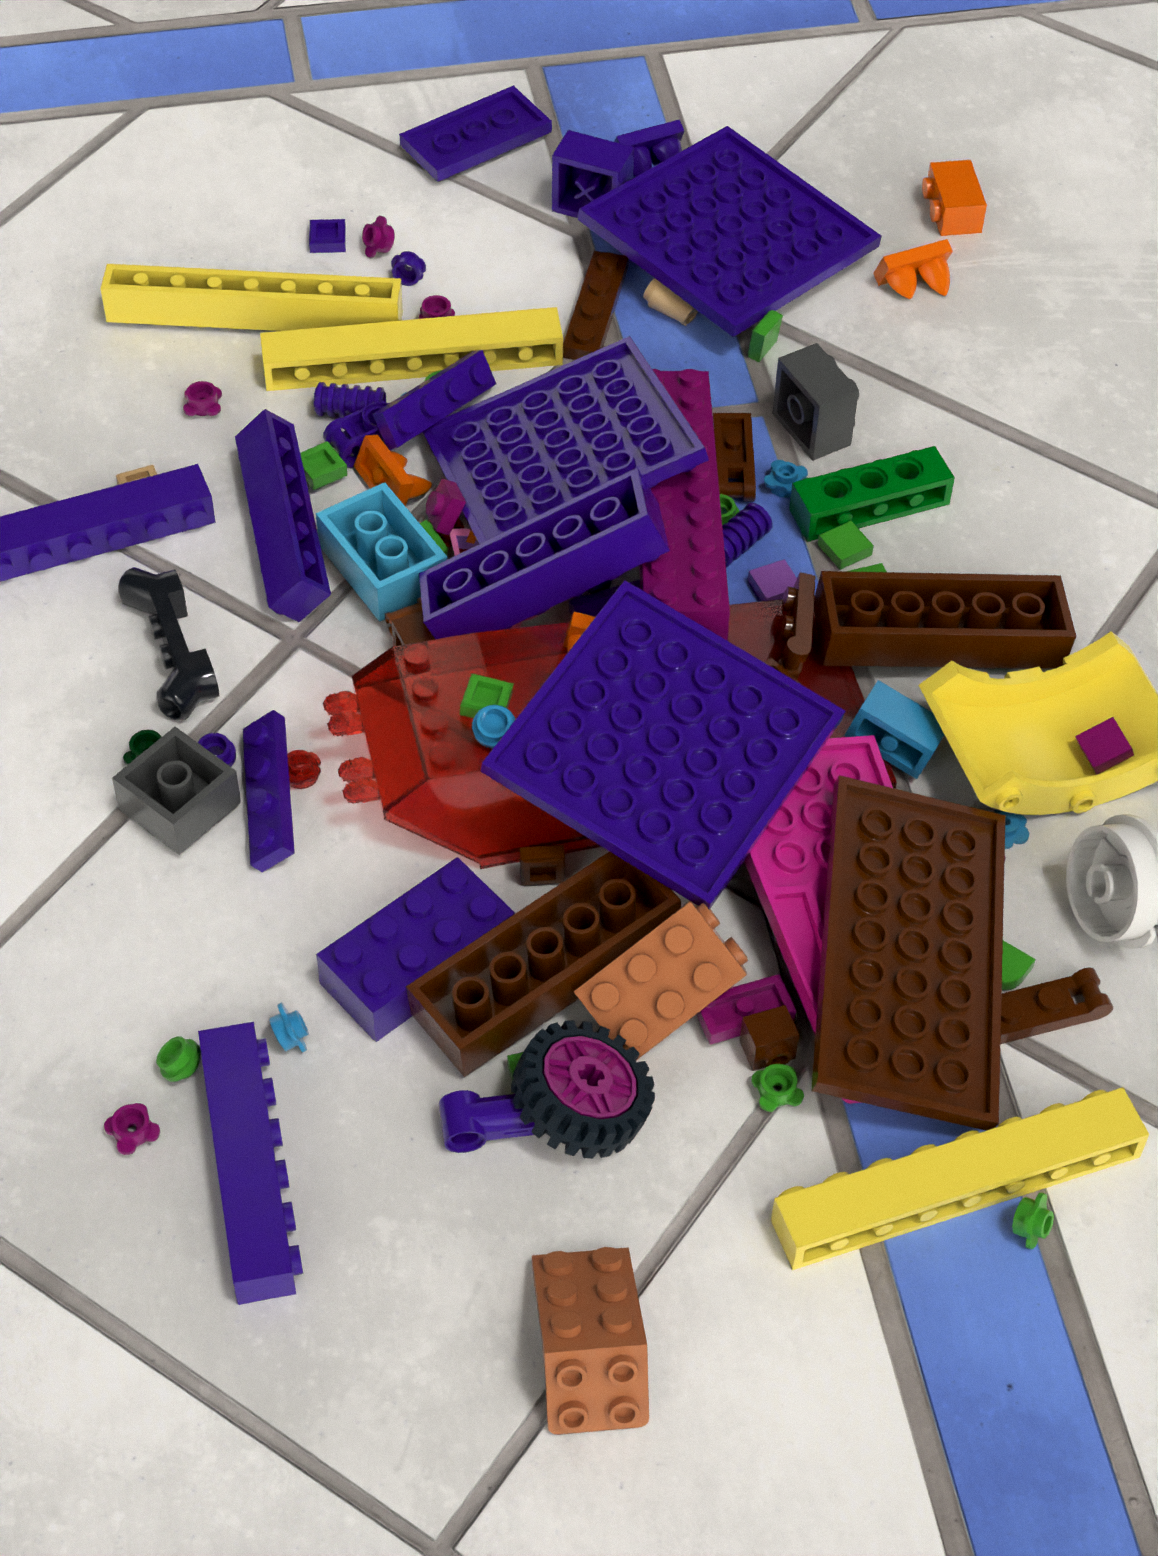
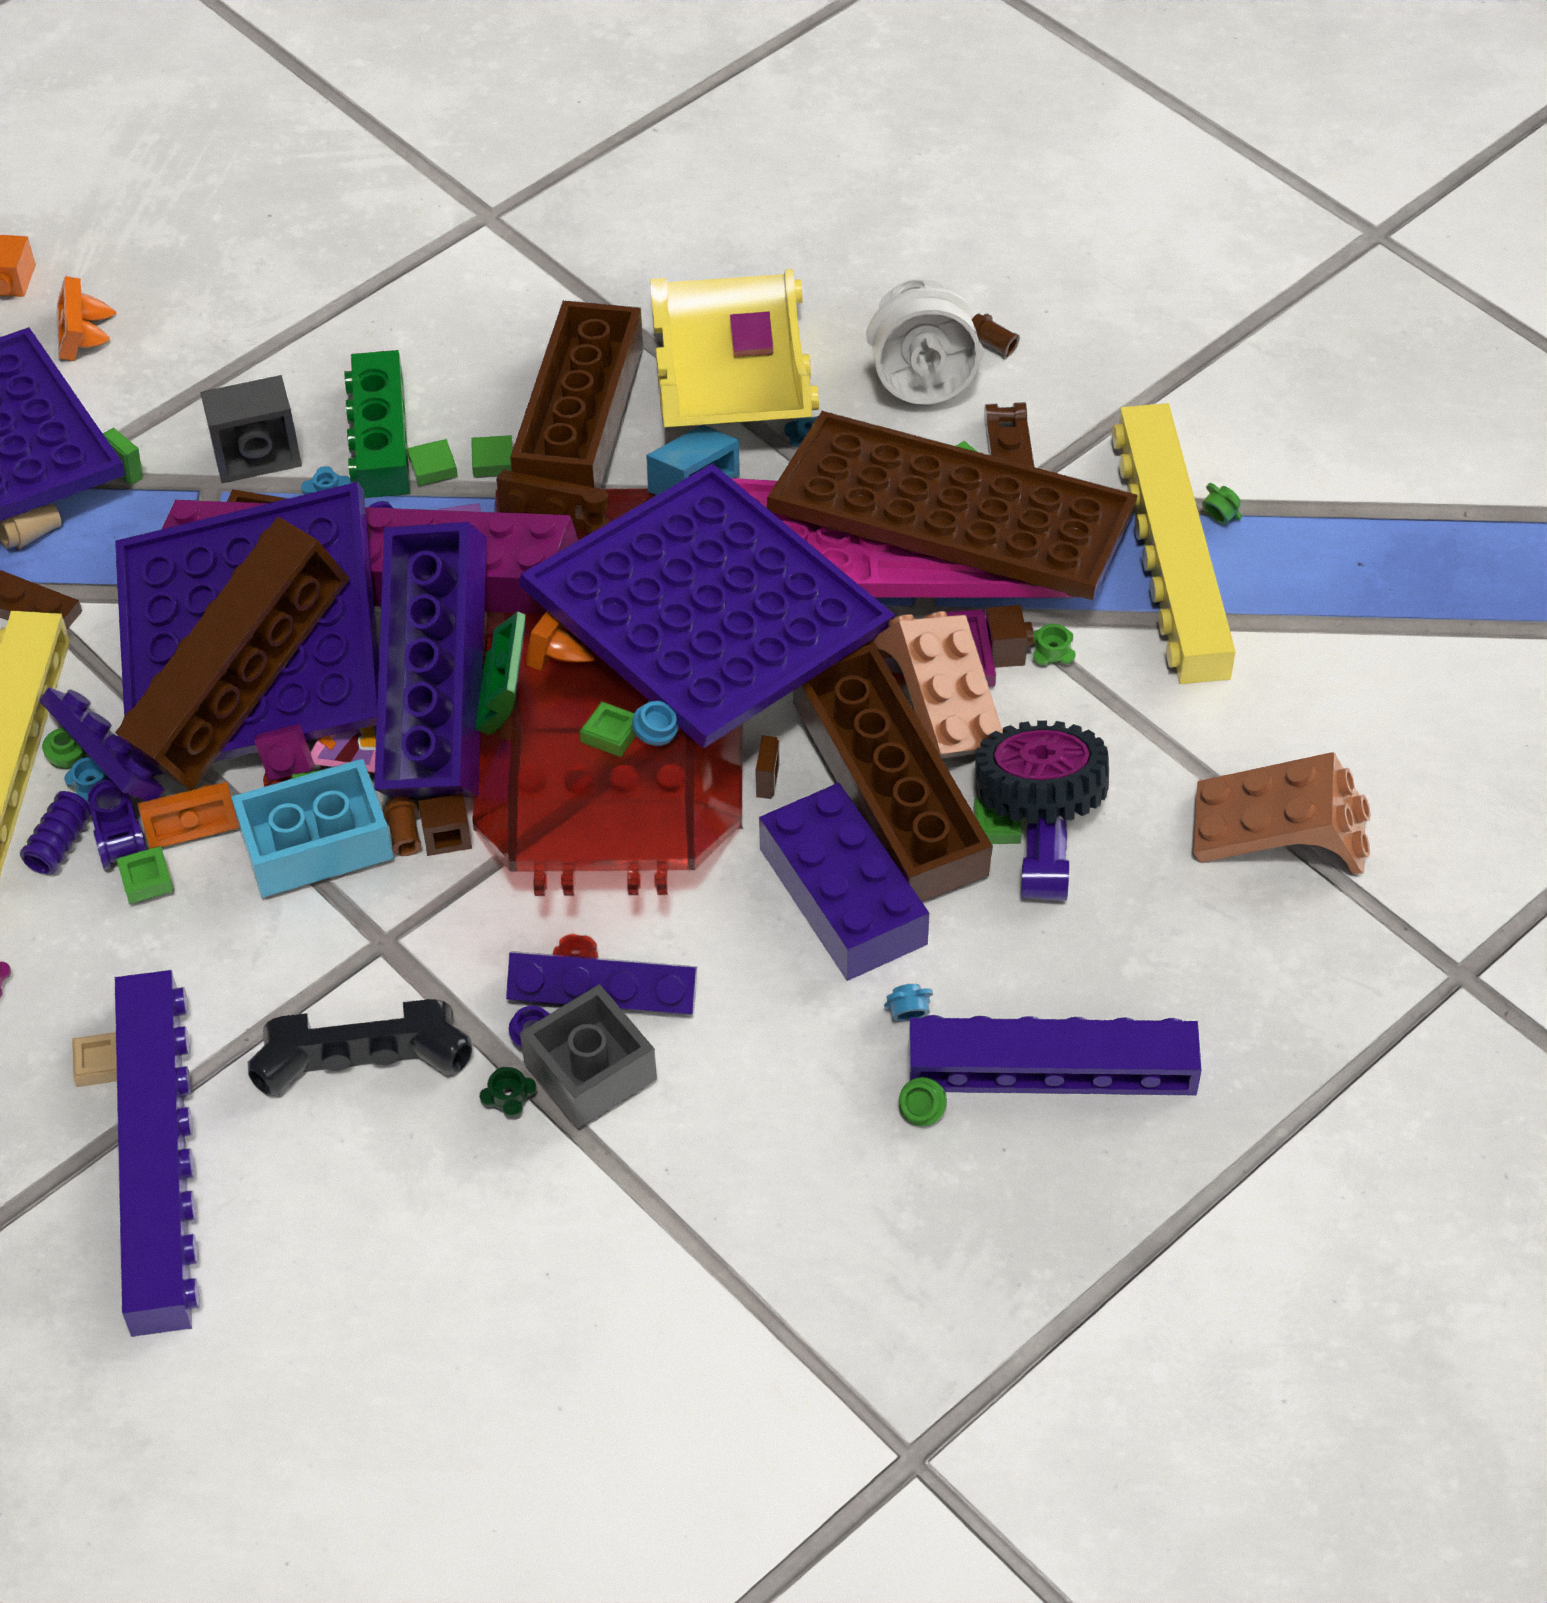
camera: 75 degrees left, 0 degrees up
(127, 1117) = (990, 1143): magenta plate -> none
(282, 516) = (217, 914): dark purple brick -> none
(506, 427) = (233, 653): none -> reddish brown brick
(532, 608) = (501, 674): none -> green slope

